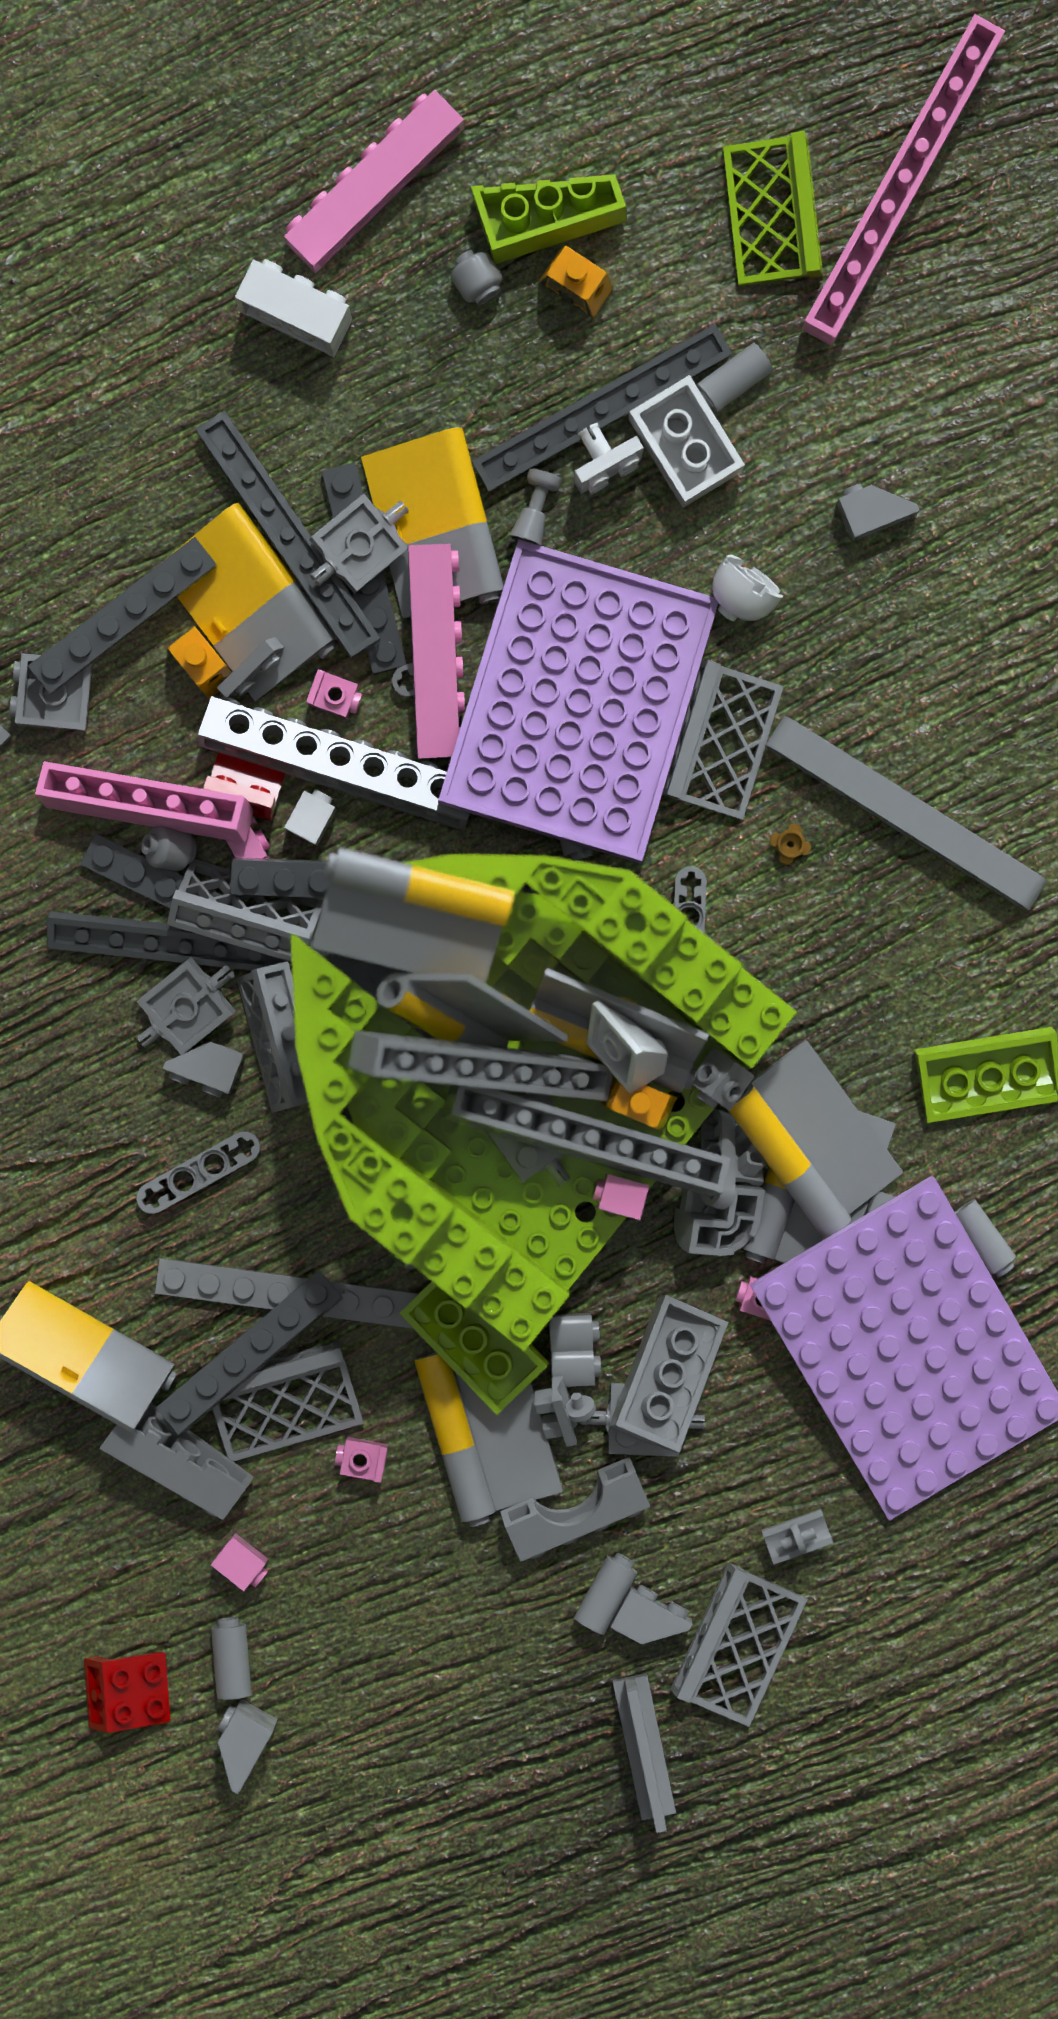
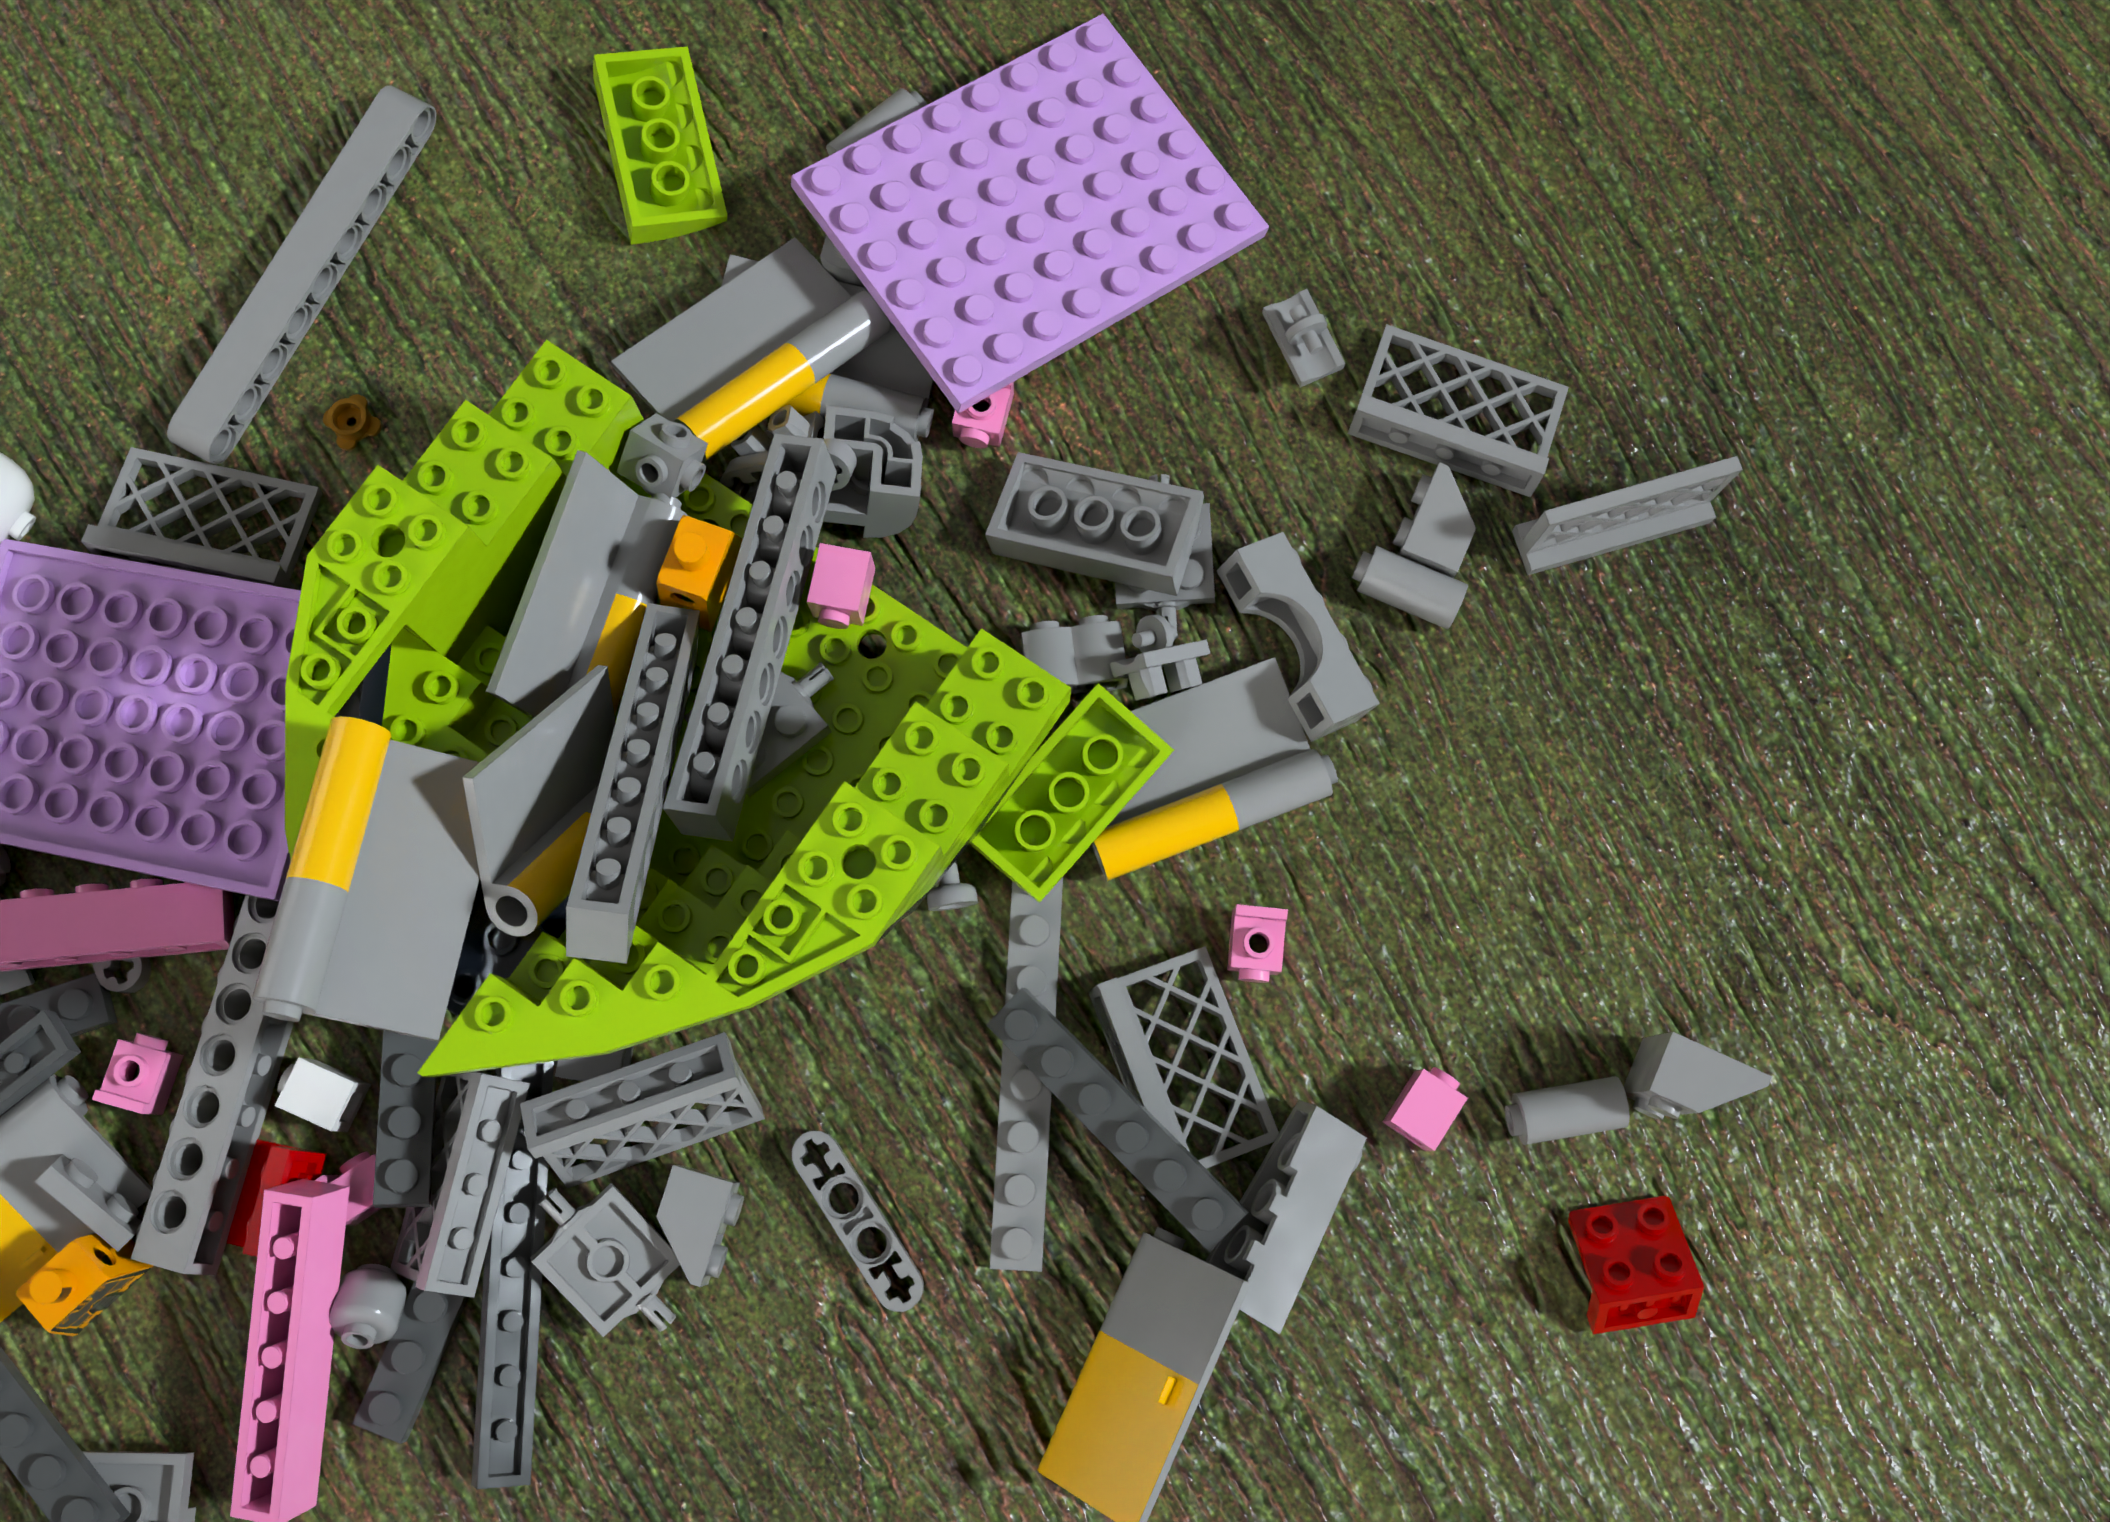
camera: 95 degrees left, 10 degrees down
(625, 1047) = (609, 581): white slope -> none

